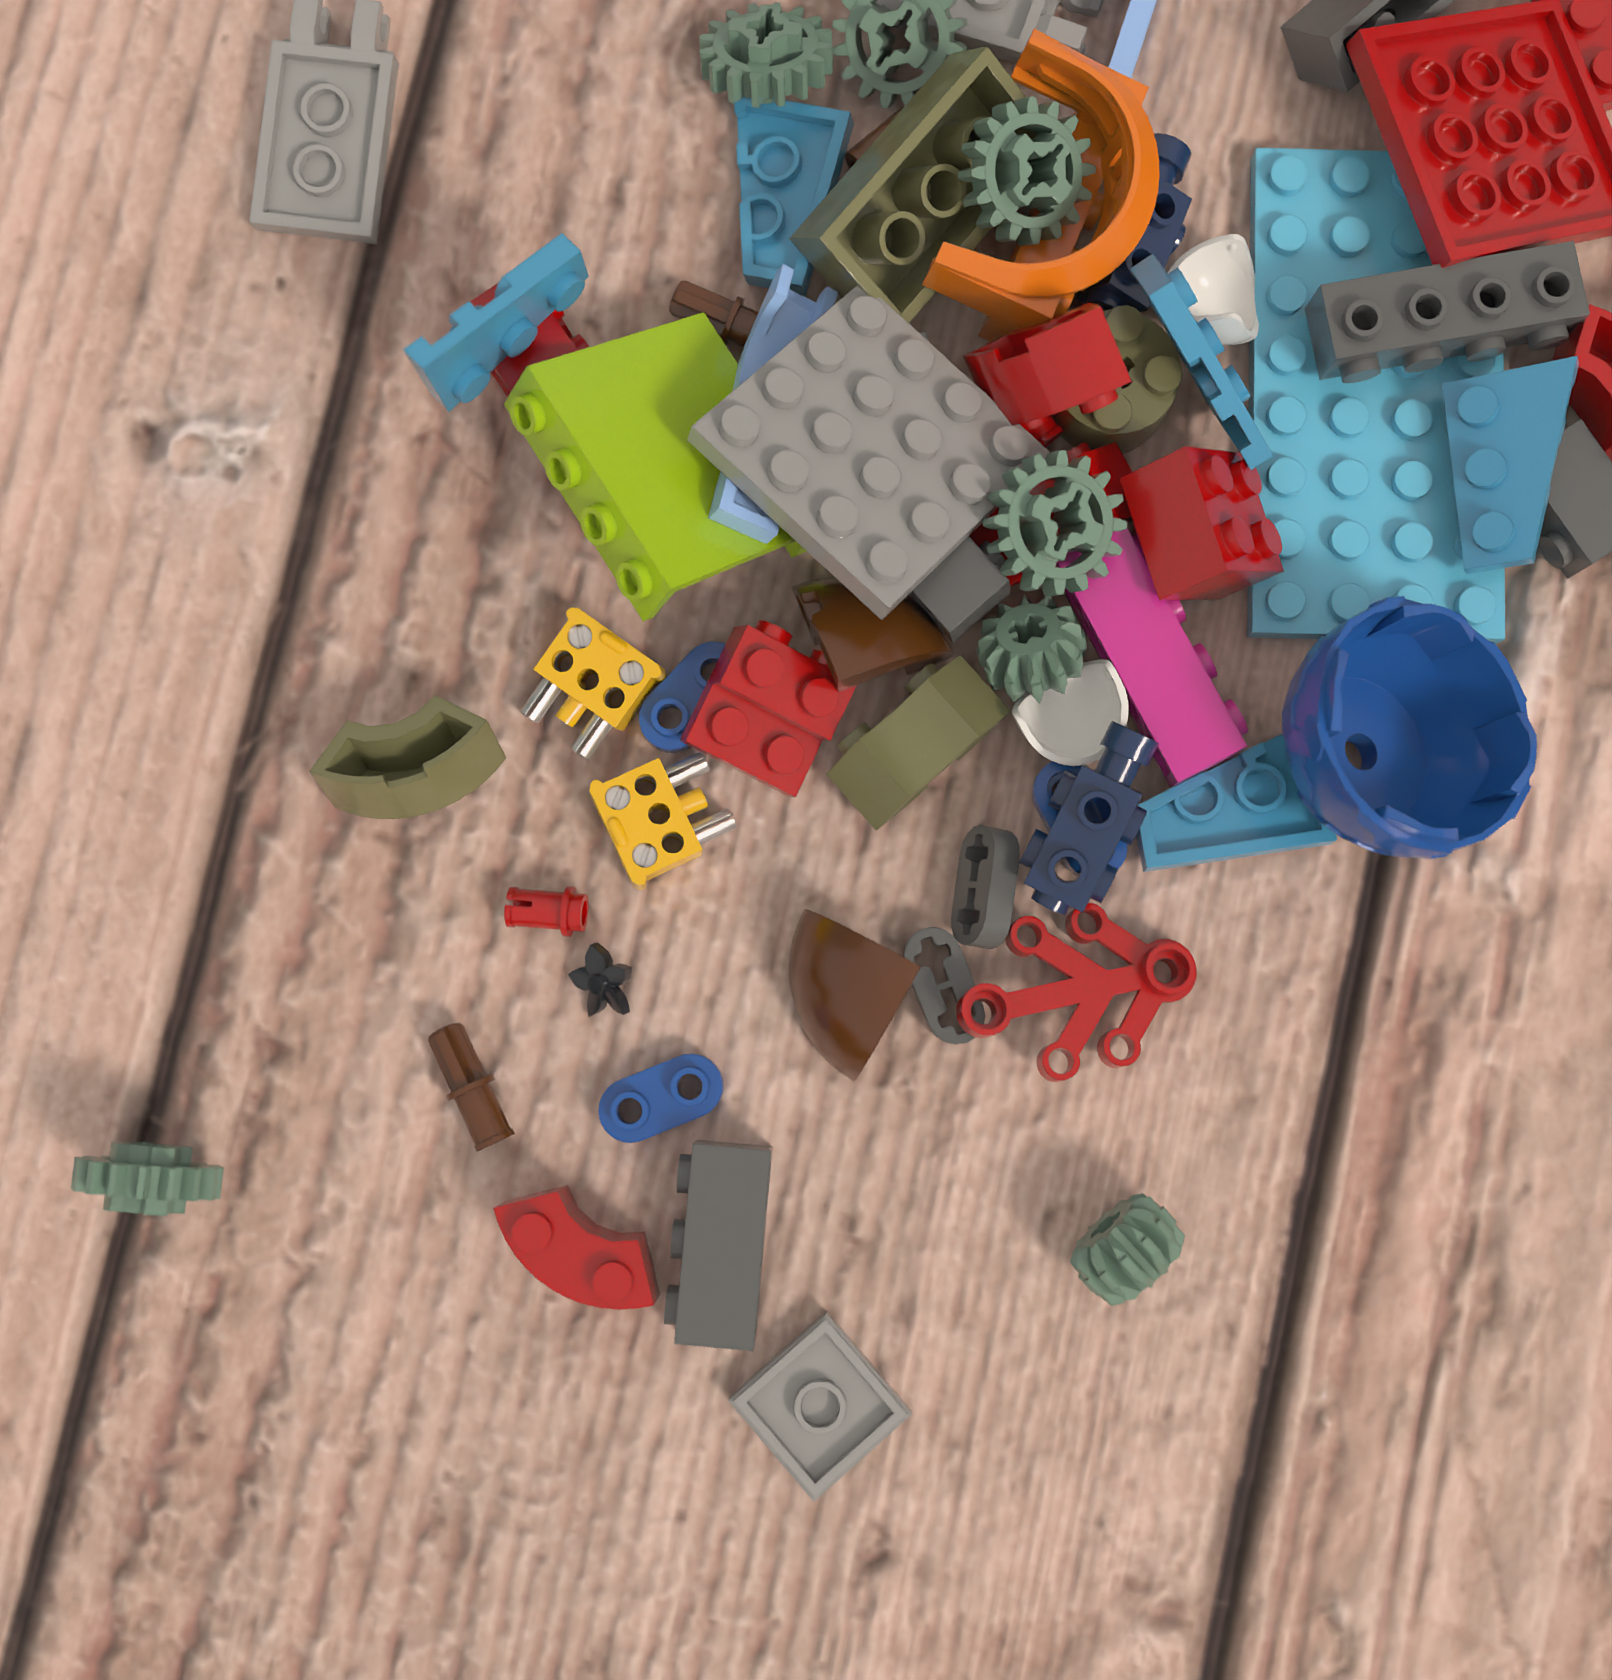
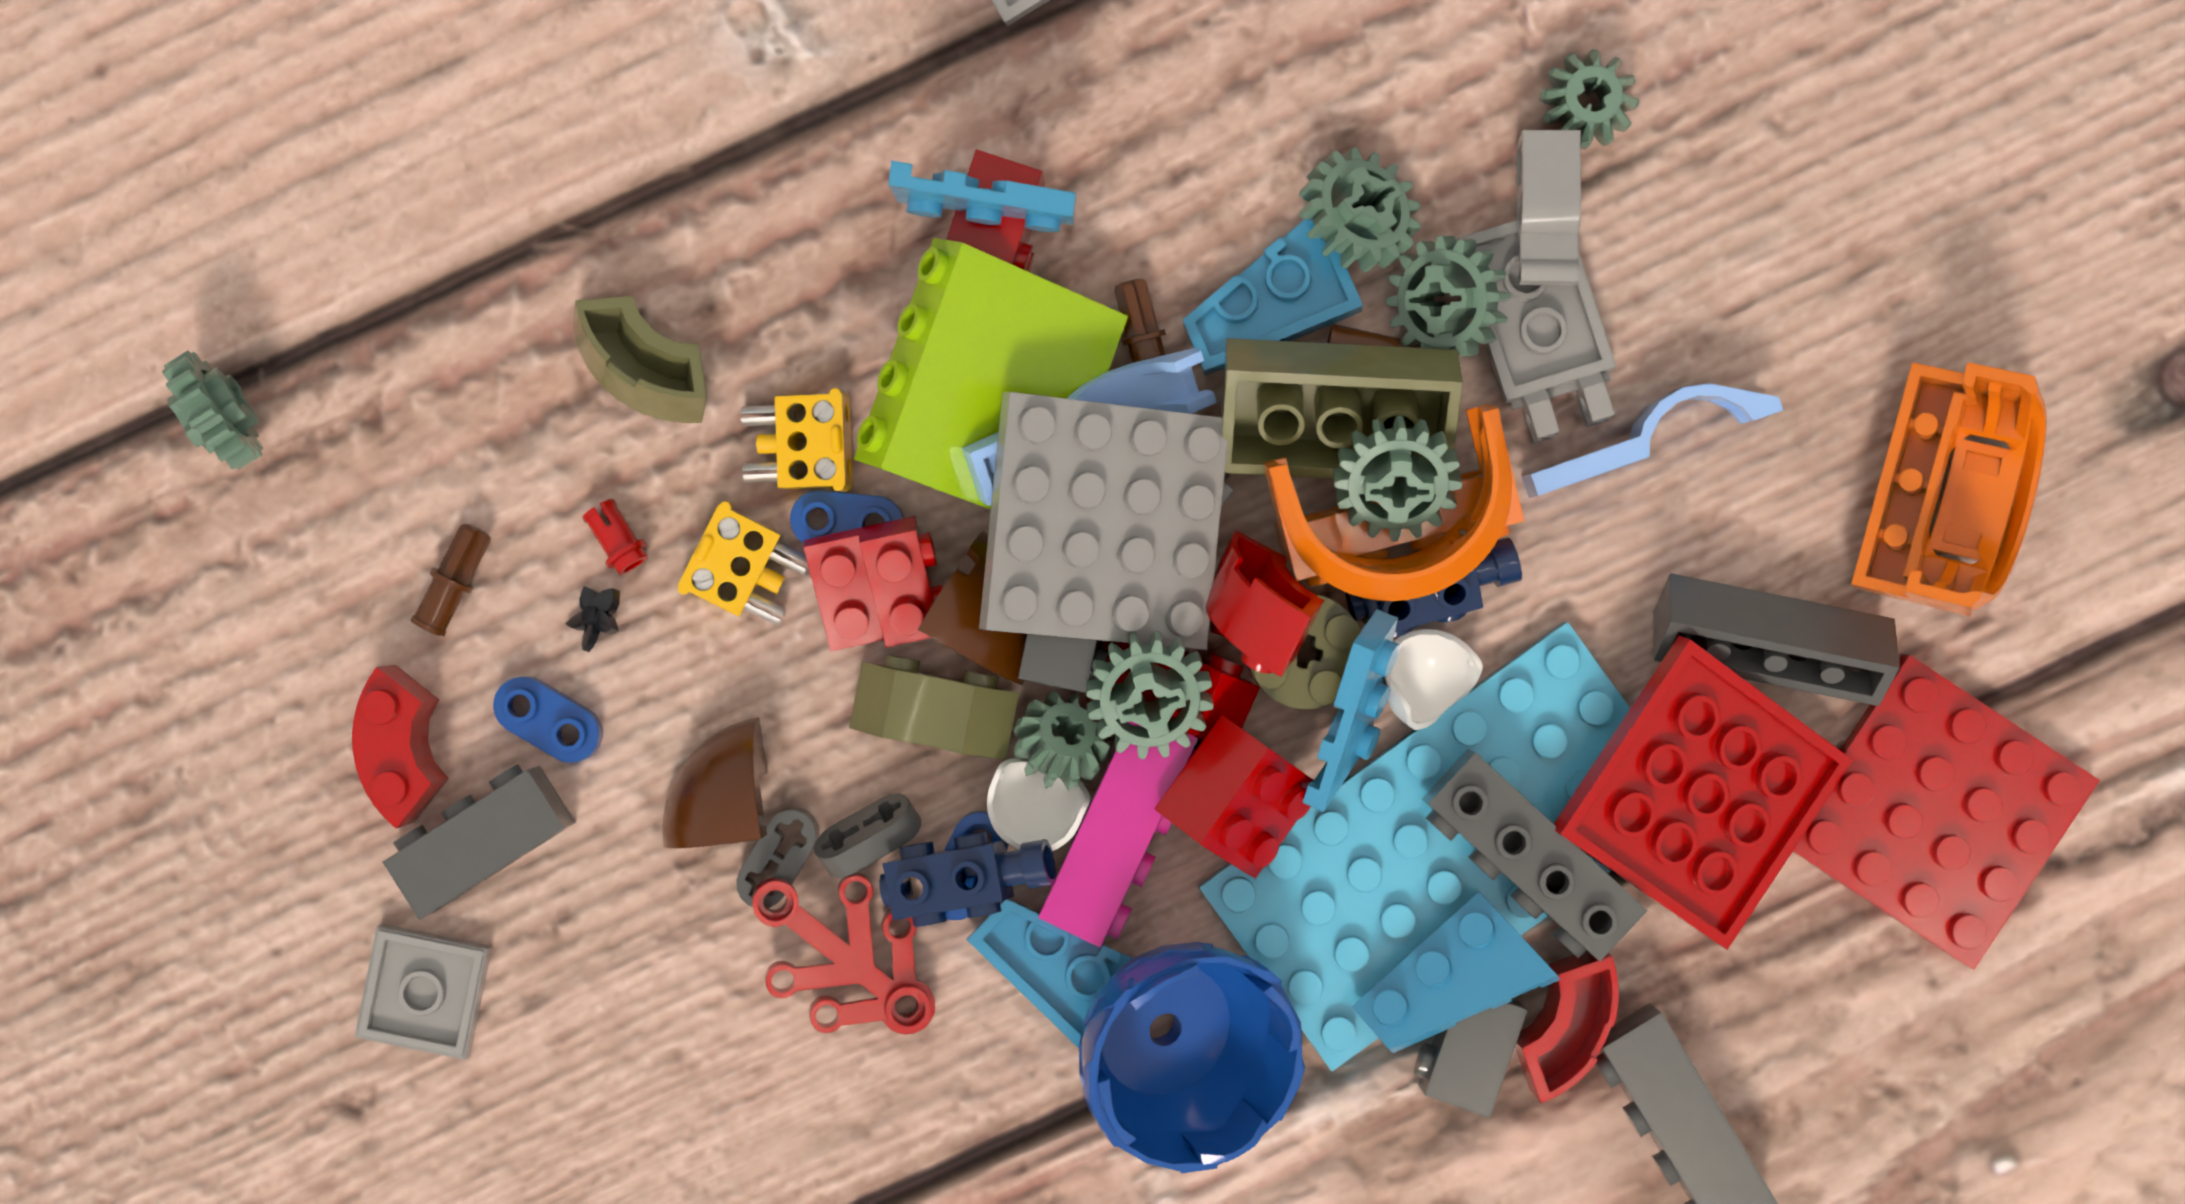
camera: 50 degrees right, 5 degrees up
(1127, 1249) = (687, 1124): sand green gear -> none

